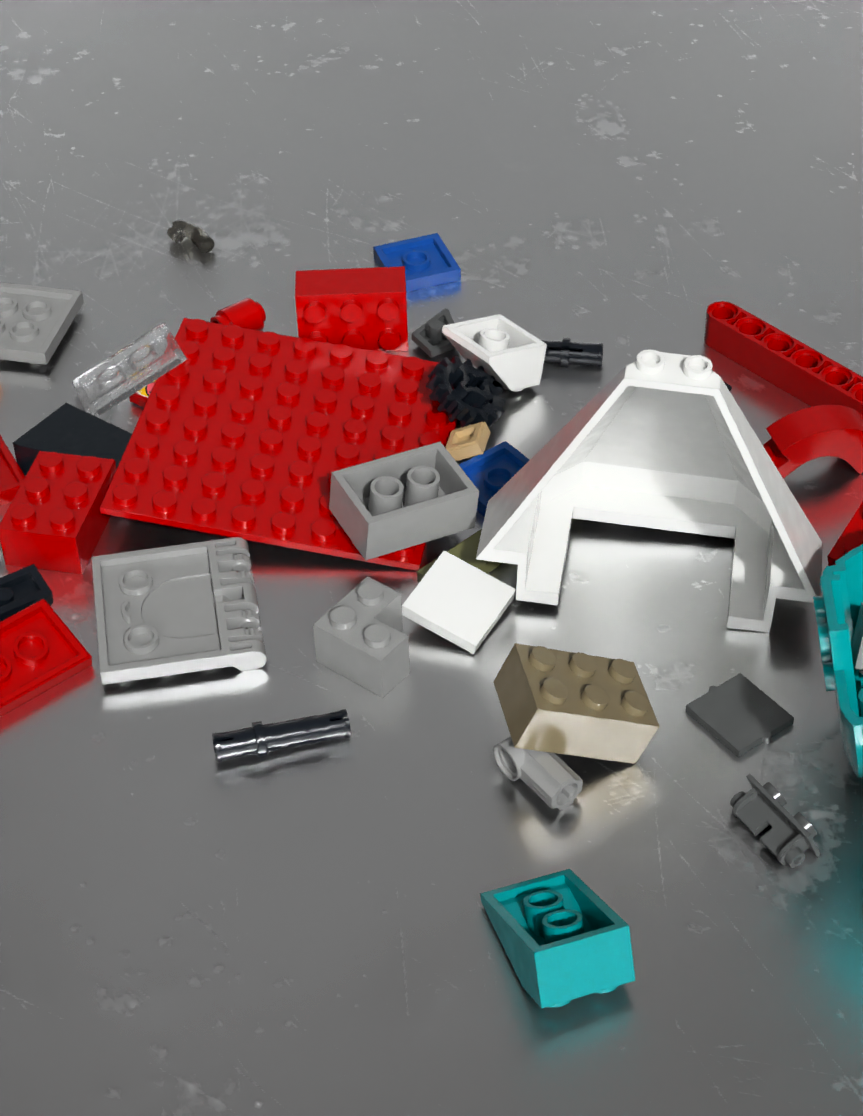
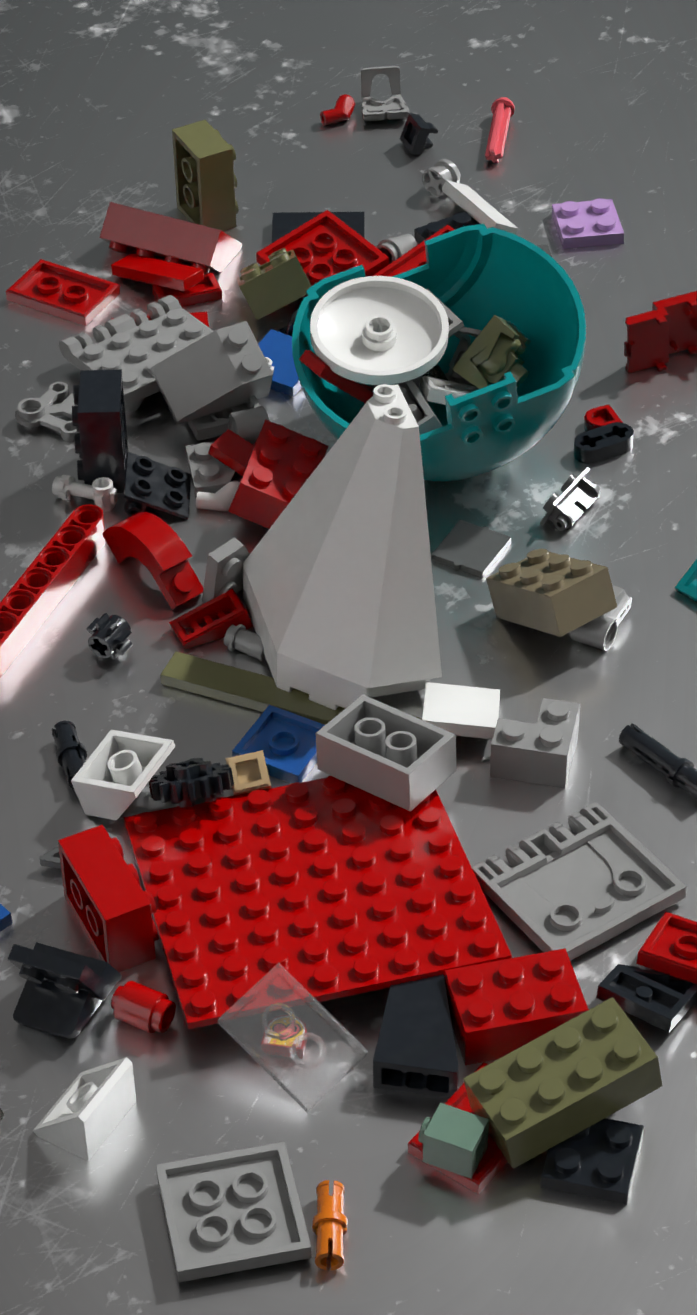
camera: 115 degrees left, 0 degrees up
(162, 278) = (90, 1109): none -> white slope
(275, 270) = (60, 988): none -> black piece

